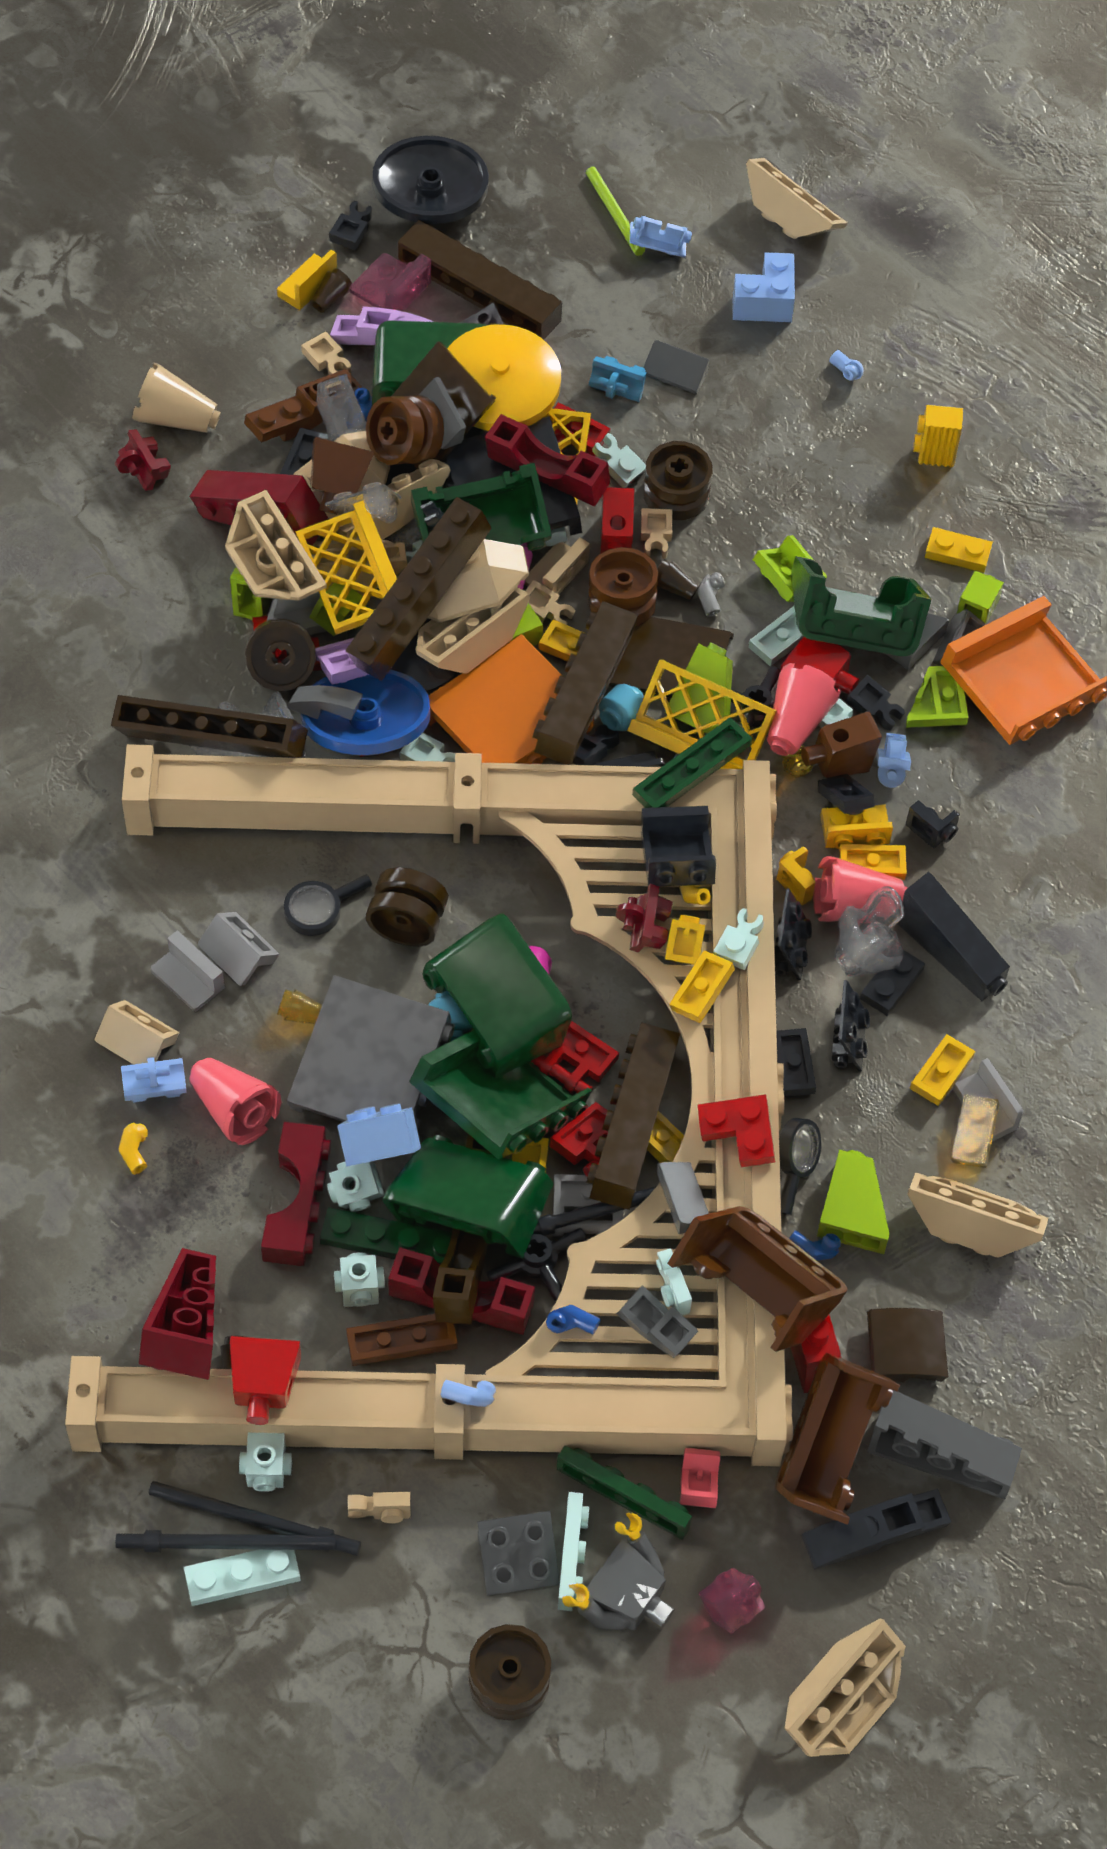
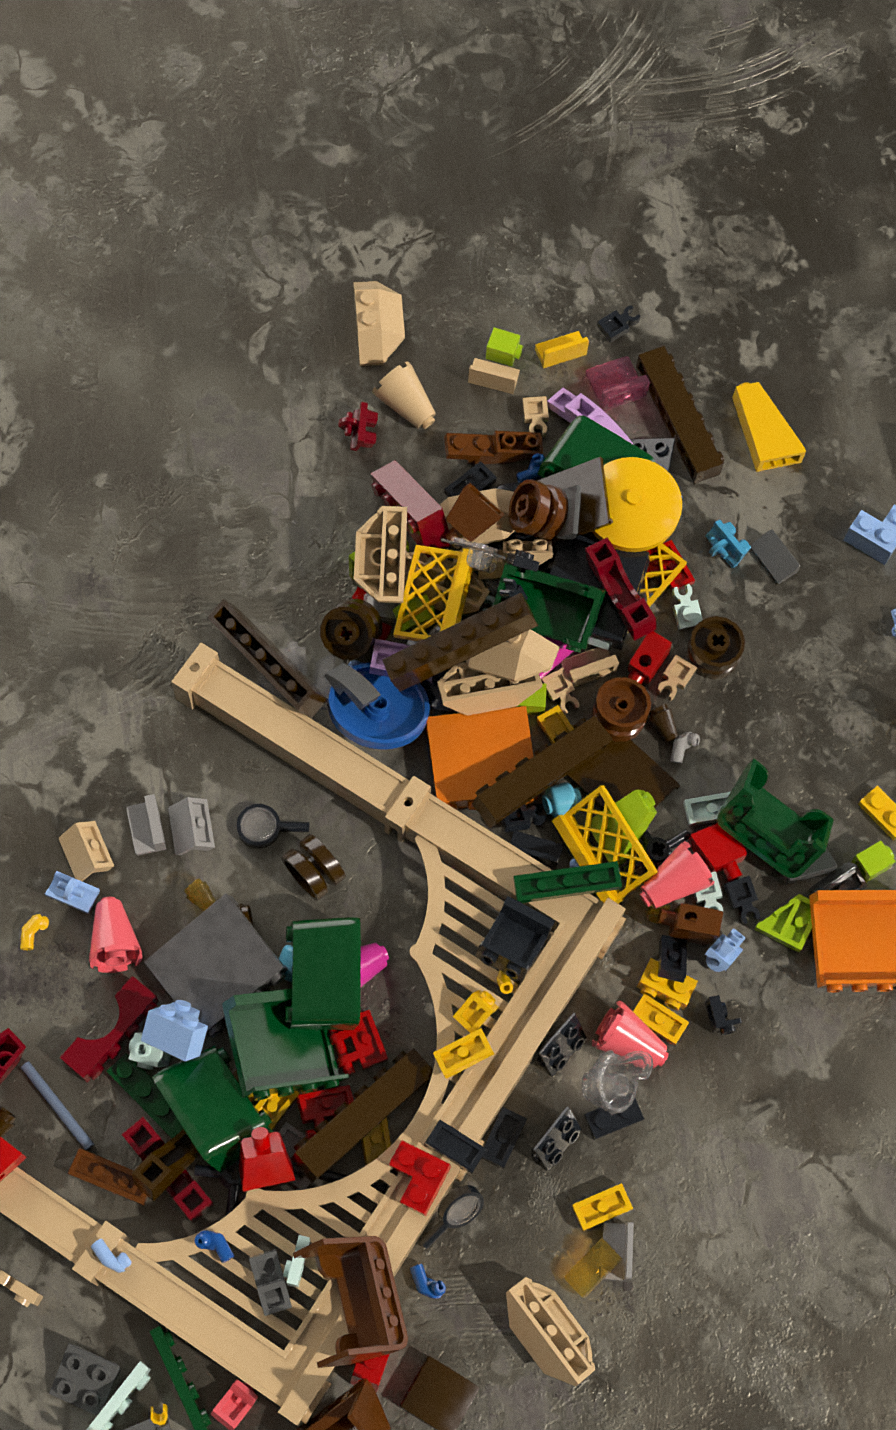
camera: 30 degrees right, 10 degrees up
(85, 349) = (377, 321): none -> tan wedge
(244, 306) = (503, 347): none -> lime brick
(253, 341) = (493, 376): none -> tan panel
(287, 1305) = (57, 1106): none -> sand blue bar
(332, 288) = (572, 365): dark brown cone -> none
(341, 411) = (509, 466): clear torso -> none
(359, 1280) = (111, 1128): light aqua brick -> none
(426, 749) = (407, 757): light aqua plate -> none
(428, 477) = (523, 560): none -> black plate
(430, 179) = (694, 317): black dish -> none
(565, 1207) = (264, 1160): none -> red torso
(579, 251) = (765, 429): none -> yellow slope
(613, 207) = (813, 409): lime bar -> none
(639, 917) = (466, 971): dark red hips -> none
(647, 234) = (826, 447): light blue hinge -> none
(681, 1193) = (349, 1201): slope -> none
(739, 943) = (509, 1037): light aqua plate -> none
(758, 1078) = (455, 1146): none -> black tile
(778, 563) = (743, 750): lime bracket -> none
(795, 877) = (597, 1002): yellow bracket -> none
(855, 1204) = (472, 1268): lime slope -> none
(952, 938) = (673, 1115): black slope -> none

